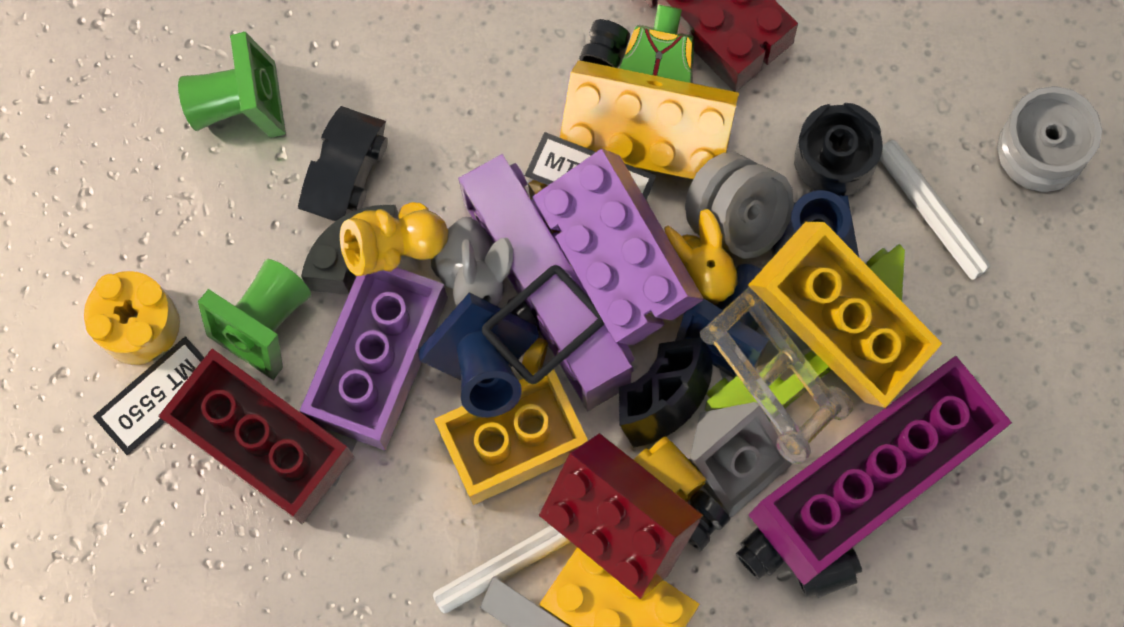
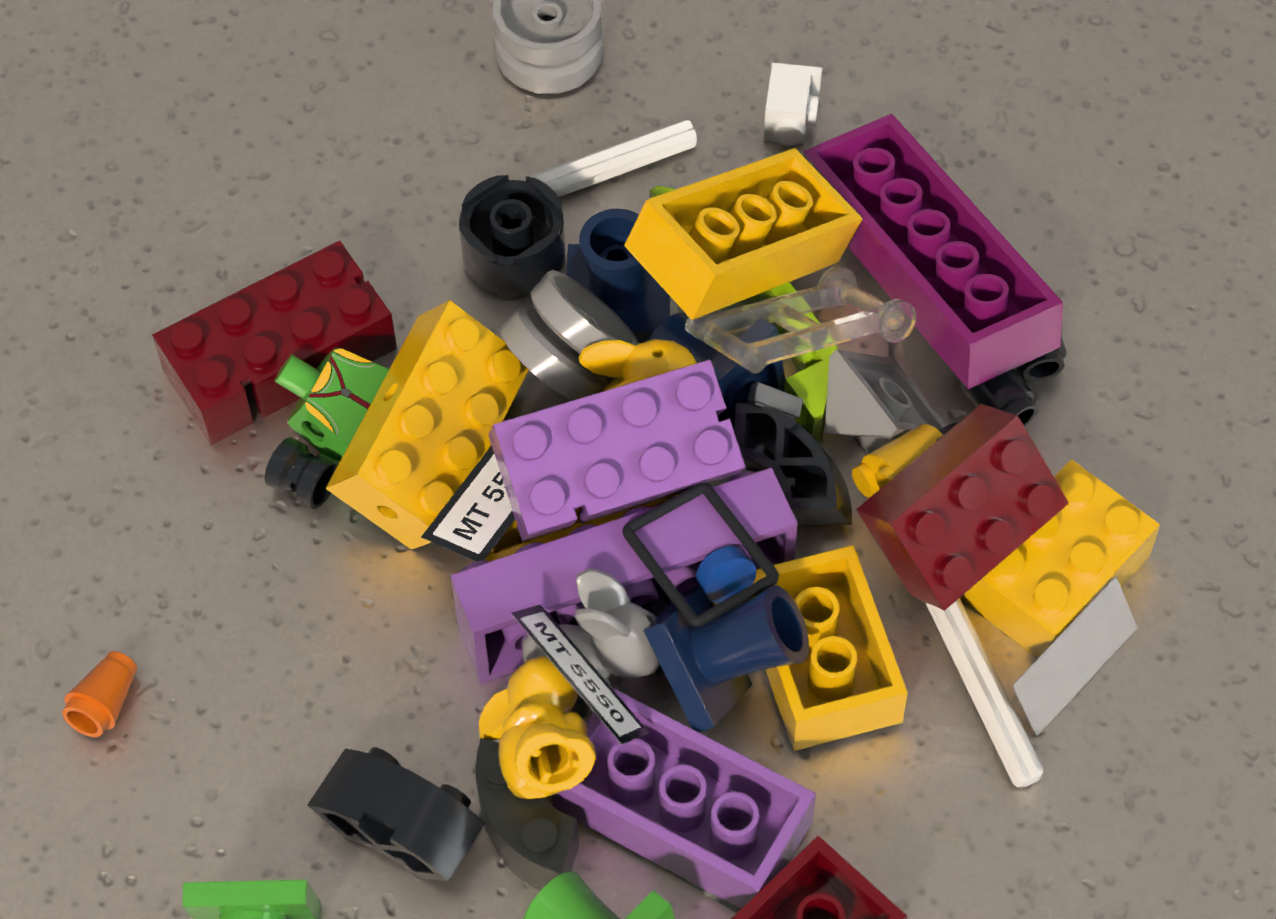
camera: 85 degrees left, 15 degrees down
(430, 254) = (580, 673): none -> sticker
(539, 346) = (725, 573): none -> blue tile
(710, 366) = (763, 395): none -> dark grey tile
(1022, 345) = (791, 102): none -> white brick

